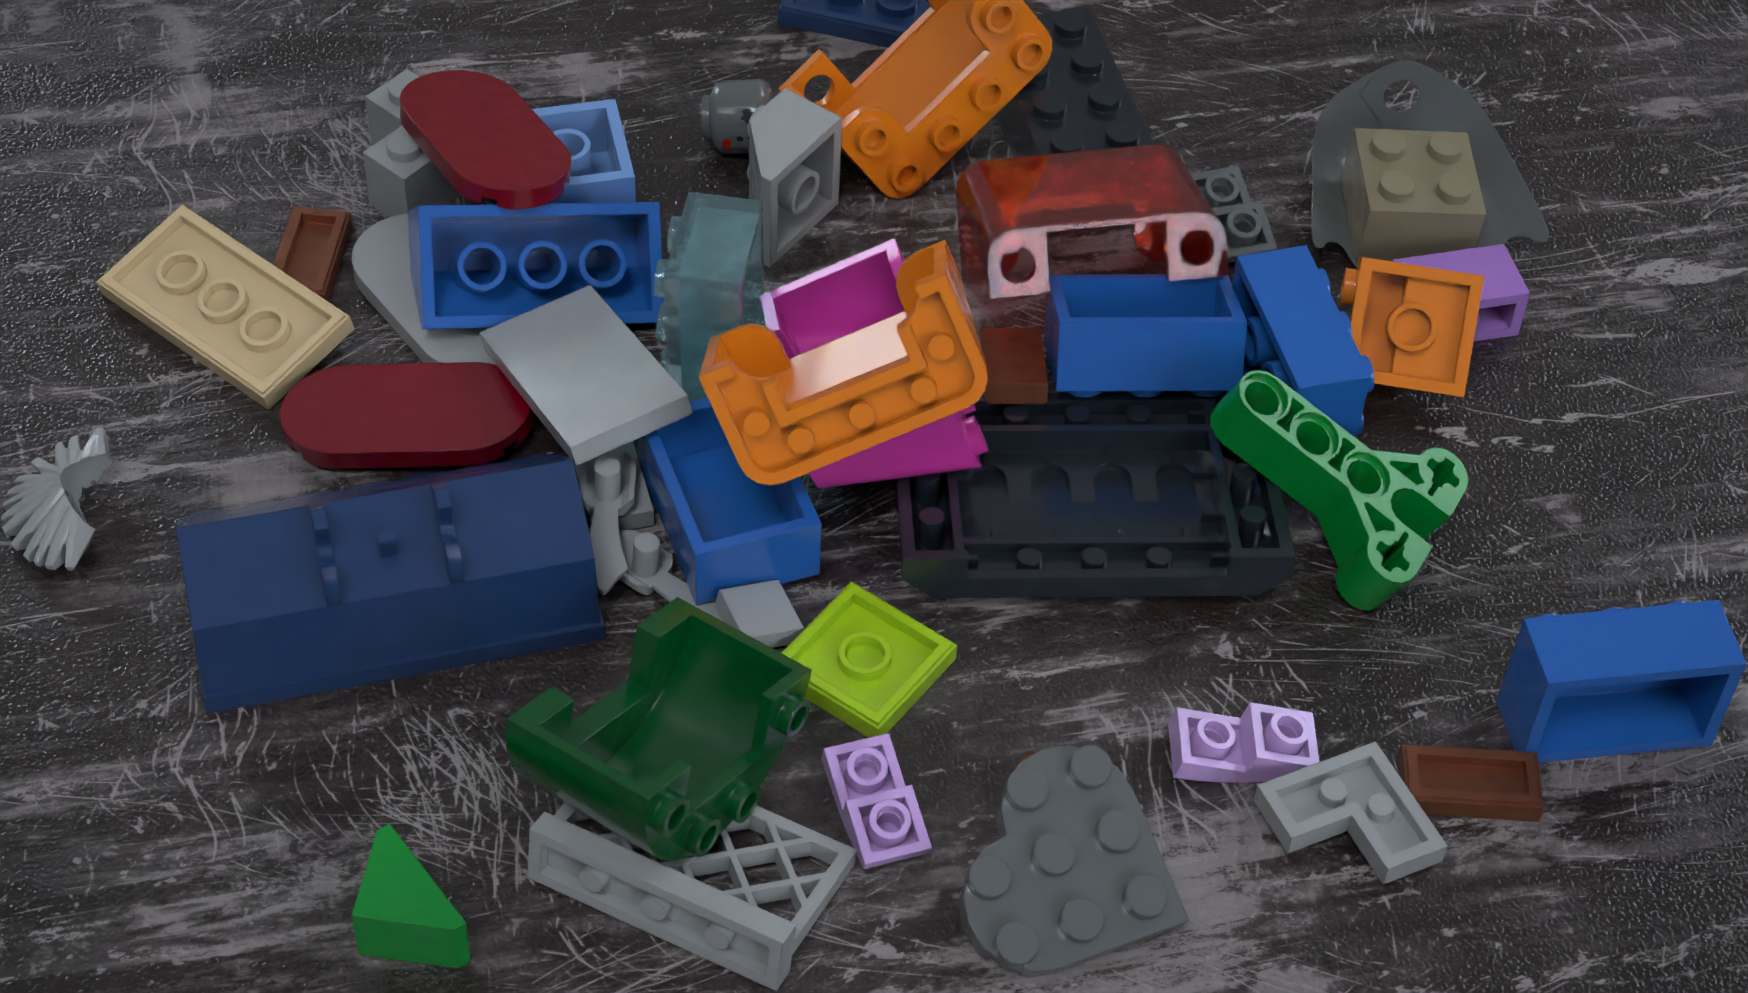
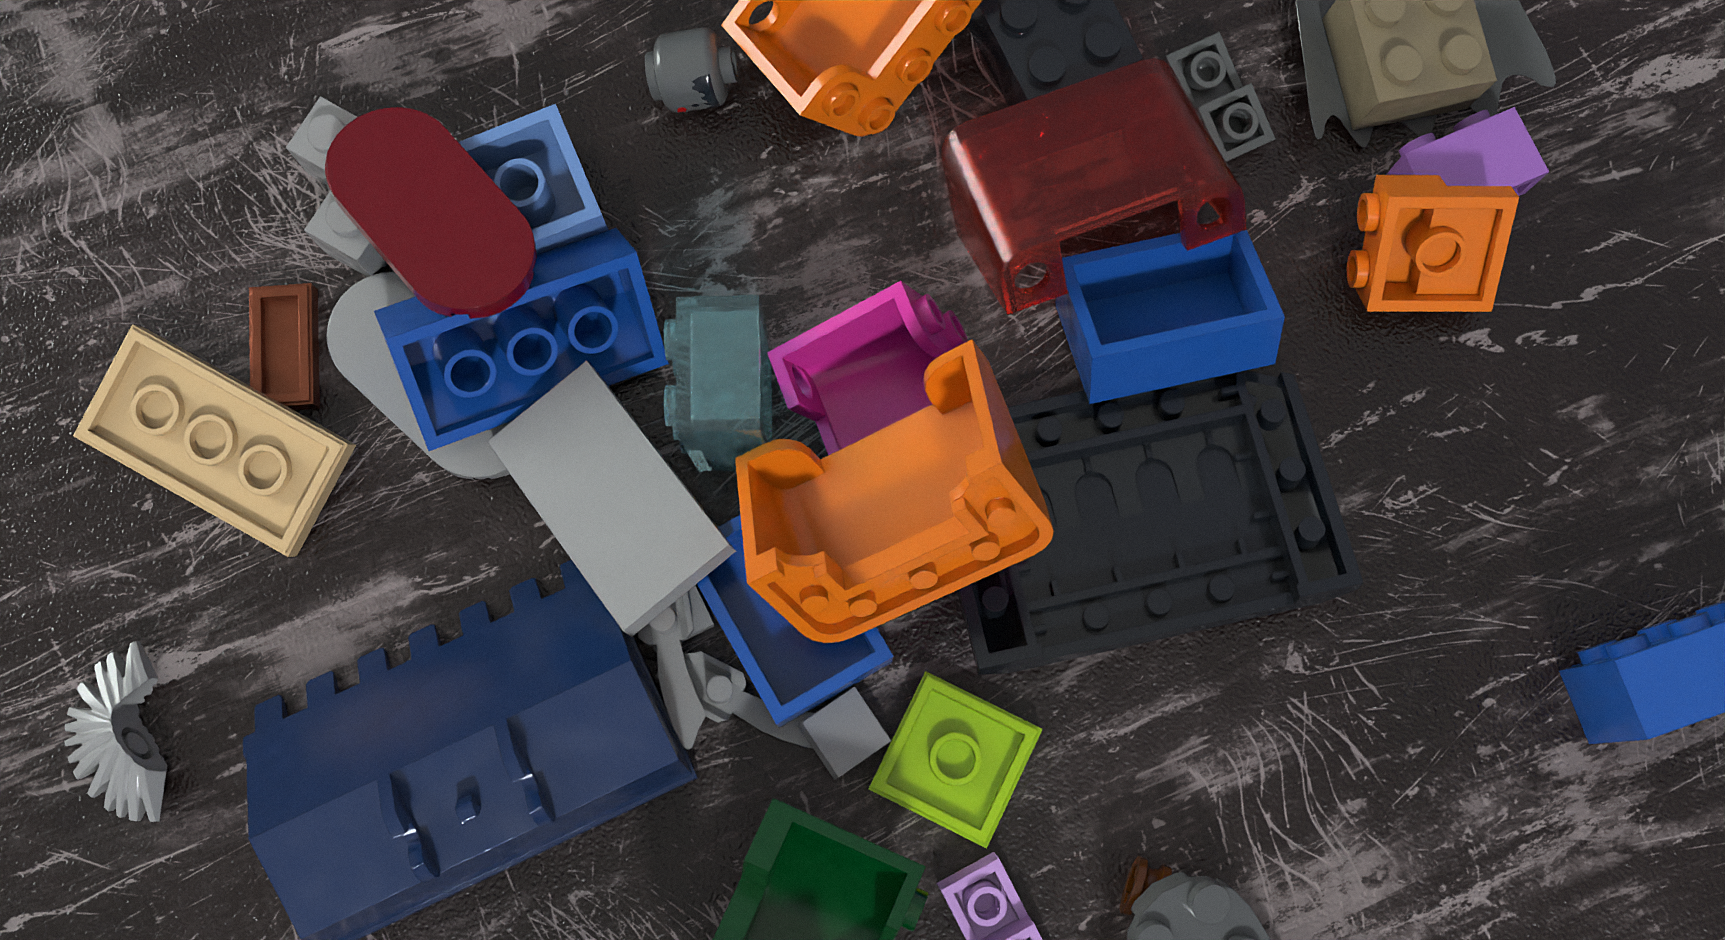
camera: 10 degrees left, 30 degrees up
(404, 415) = (431, 550): dark red tile -> none
(792, 168) = (760, 154): light grey slope -> none
(1014, 366) = (1036, 363): copper tile -> none
(1243, 749) = (1333, 788): lavender slope -> none
(1301, 333) = (1336, 310): blue brick -> none
(1354, 795) = (1452, 835): light grey plate -> none
(1368, 501) = (1401, 478): green beam -> none
(1473, 782) = (1549, 784): copper tile -> none

